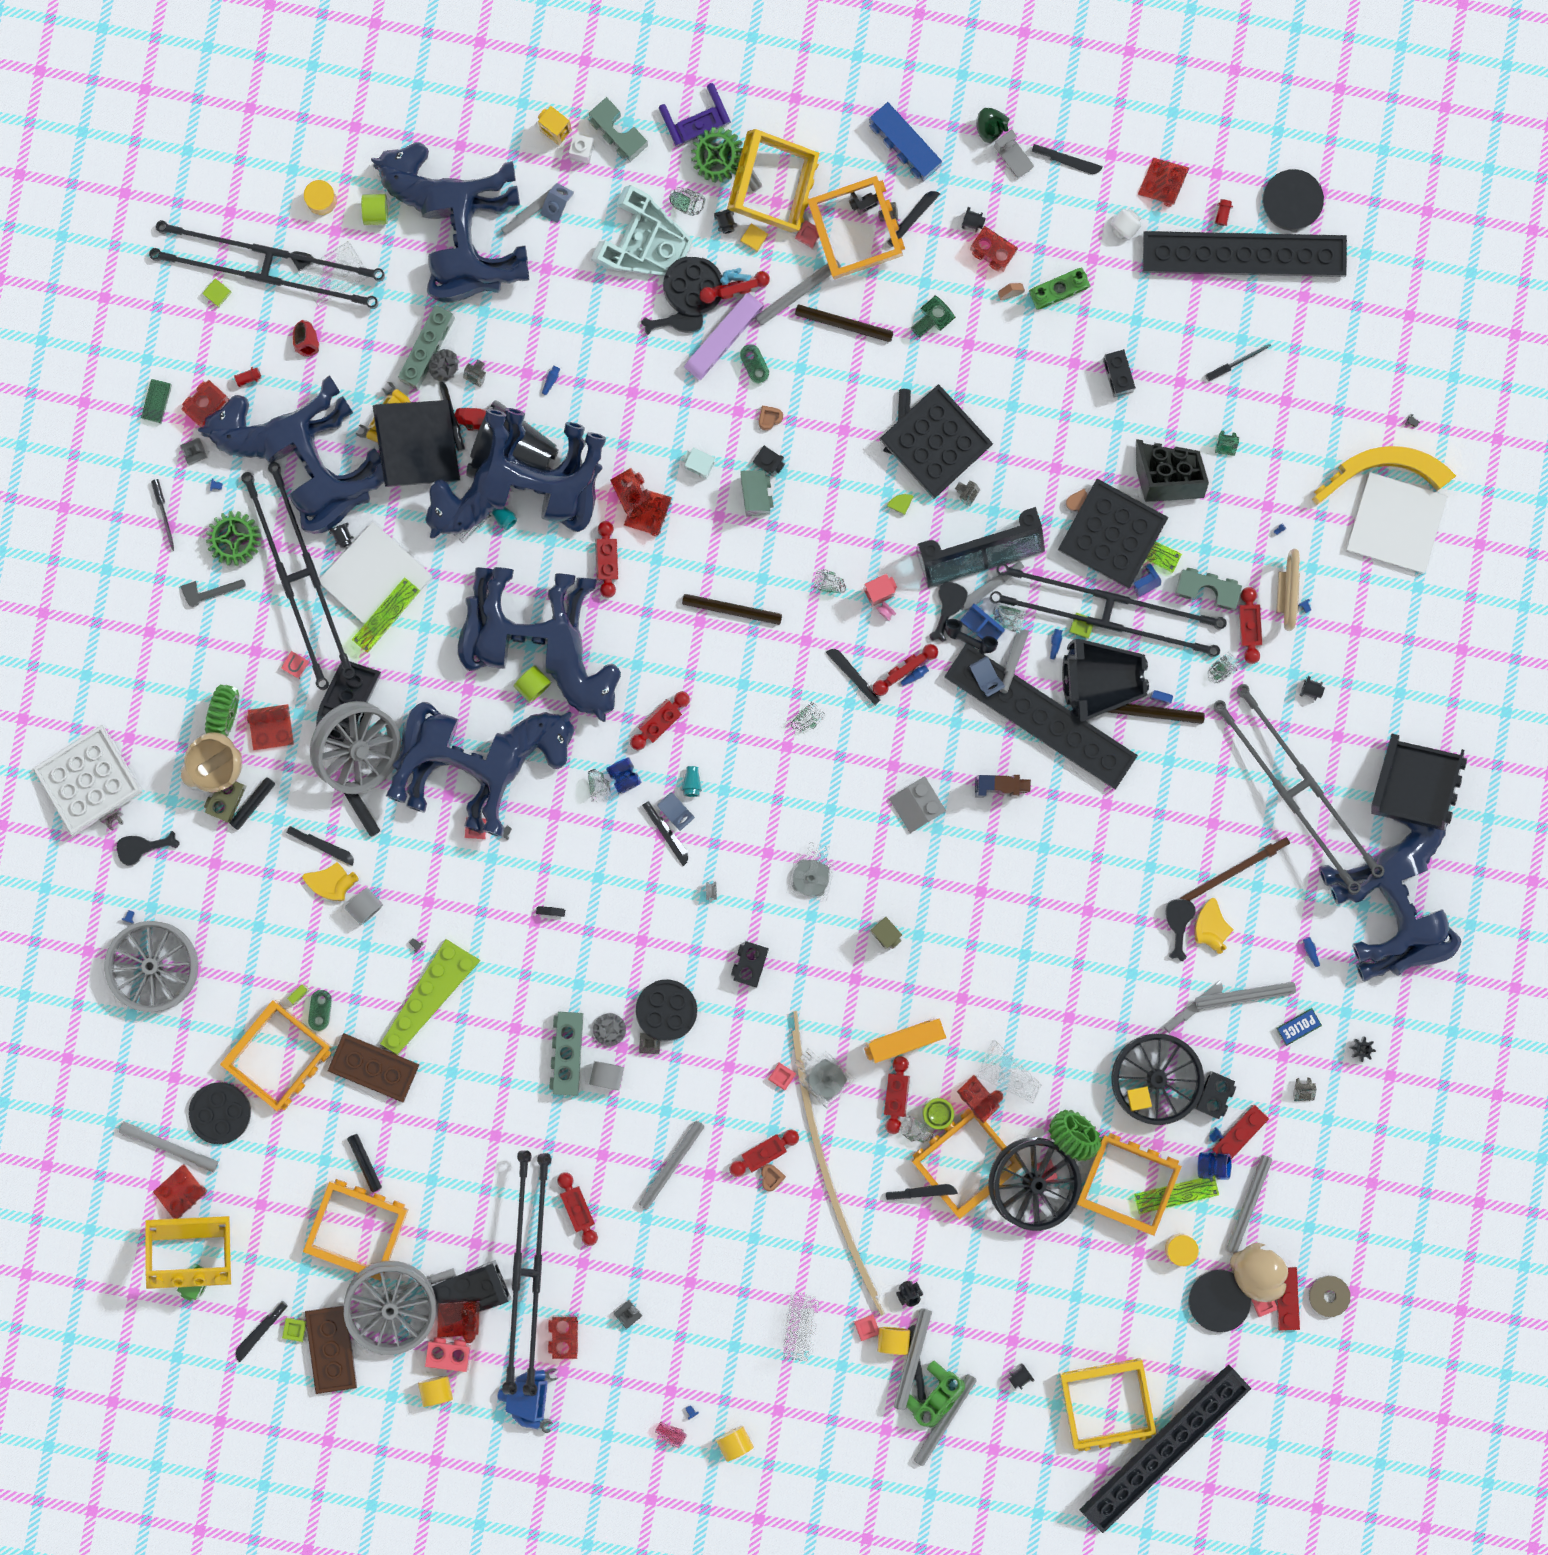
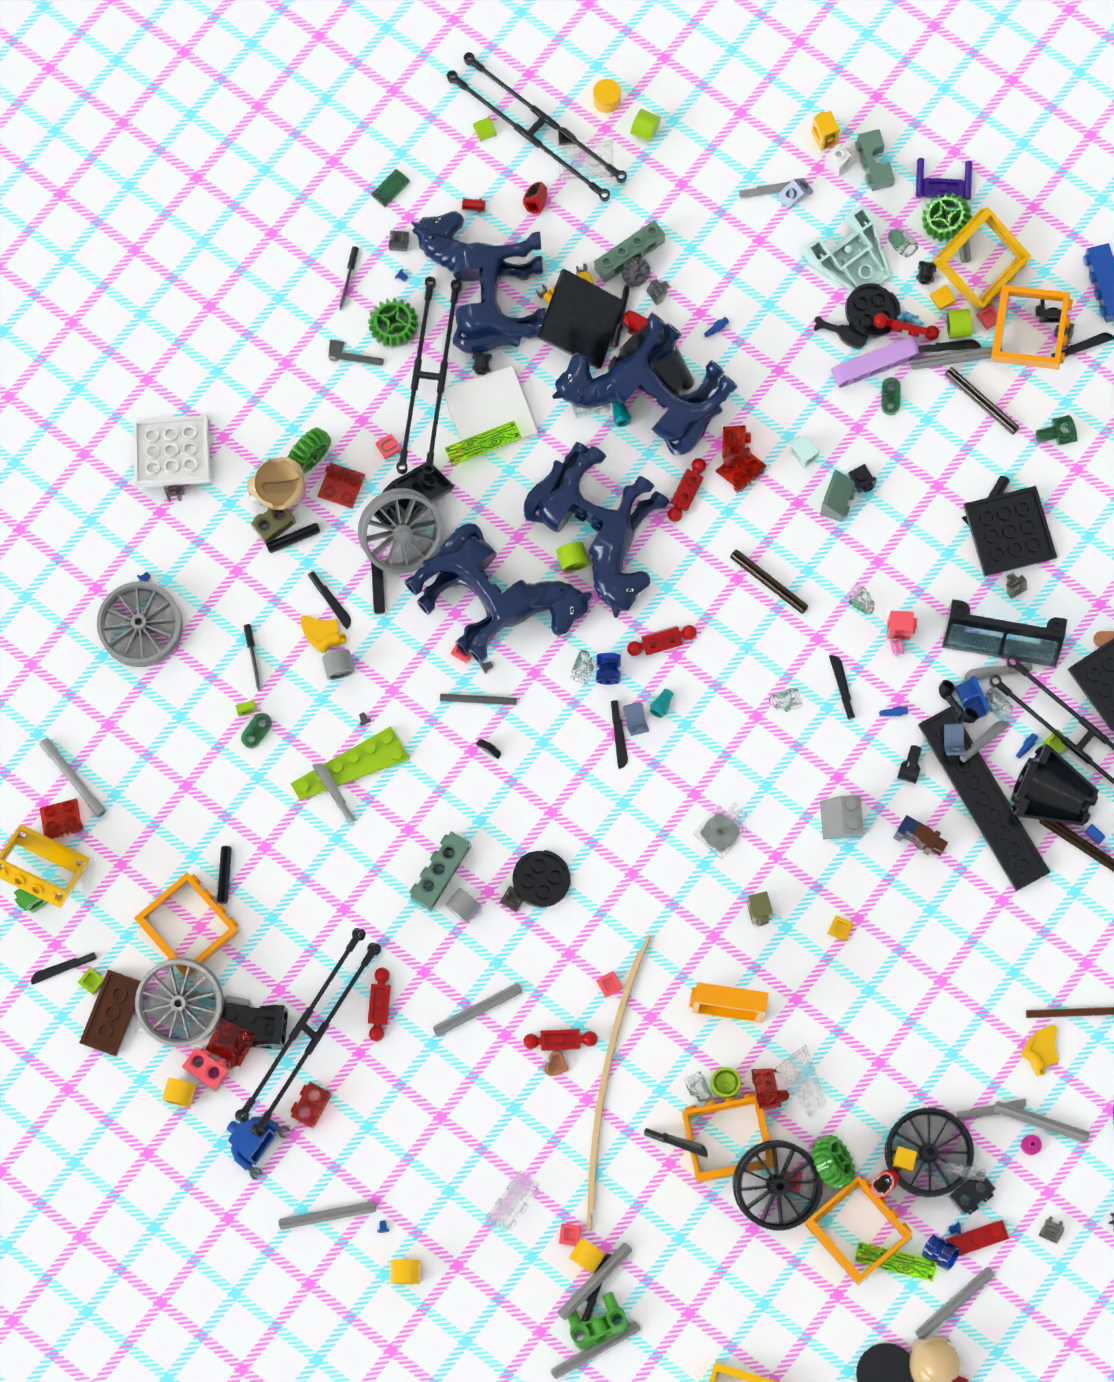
camera: 35 degrees right, 10 degrees down
(132, 848) = (177, 524): black piece -> none
(216, 398) = (434, 198): clear red brick -> none
(219, 1113) = (129, 772): black tile -> none
(249, 1036) = (187, 722): light orange window -> none
(268, 929) = (250, 644): none -> black piece
(373, 1067) = (274, 800): reddish brown piece -> none
(412, 1022) = (327, 780): none -> light grey piece
(460, 268) = (689, 201): dark blue animal -> none
(514, 868) = (478, 699): none -> dark grey bar
(618, 1025) = (484, 879): flat silver gear -> none
(627, 1314) = (373, 1115): dark grey tile -> none
(632, 1430) = (327, 1215): none -> light grey axle
(671, 1434) = (356, 1237): clear pink cone -> none
(711, 891) = (629, 801): light grey bush -> none
(755, 965) = (636, 879): black brick -> none
(769, 417) = (881, 444): nougat tile -> none
(783, 257) = (959, 323): none -> lime piece
(792, 279) = (953, 345): none -> black piece
(823, 1077) = (644, 1002): clear piece -> none
(897, 1094) = (698, 1050): red plate -> none
(900, 503) = (954, 566): lime tile -> none
(909, 1293) = (621, 1223): black gear -> none
(929, 652) = (880, 702): red plate -> none
(953, 599) = (958, 665): black piece -> none
(958, 725) = (910, 769): none -> black axle
(969, 910) = (840, 928): none -> yellow tile
(1020, 1377) = (679, 1347): black brick -> none
(1132, 1131) = (884, 1183): none -> rock
(1178, 914) = (1017, 1023): black piece -> none
(1181, 1249) = (875, 1310): yellow piece -> none
(1200, 1081) = (965, 1171): none -> clear axle
(1241, 1021) = (1026, 1145): none -> dark pink tile
(1298, 1026) = (1074, 1173): tile -> none

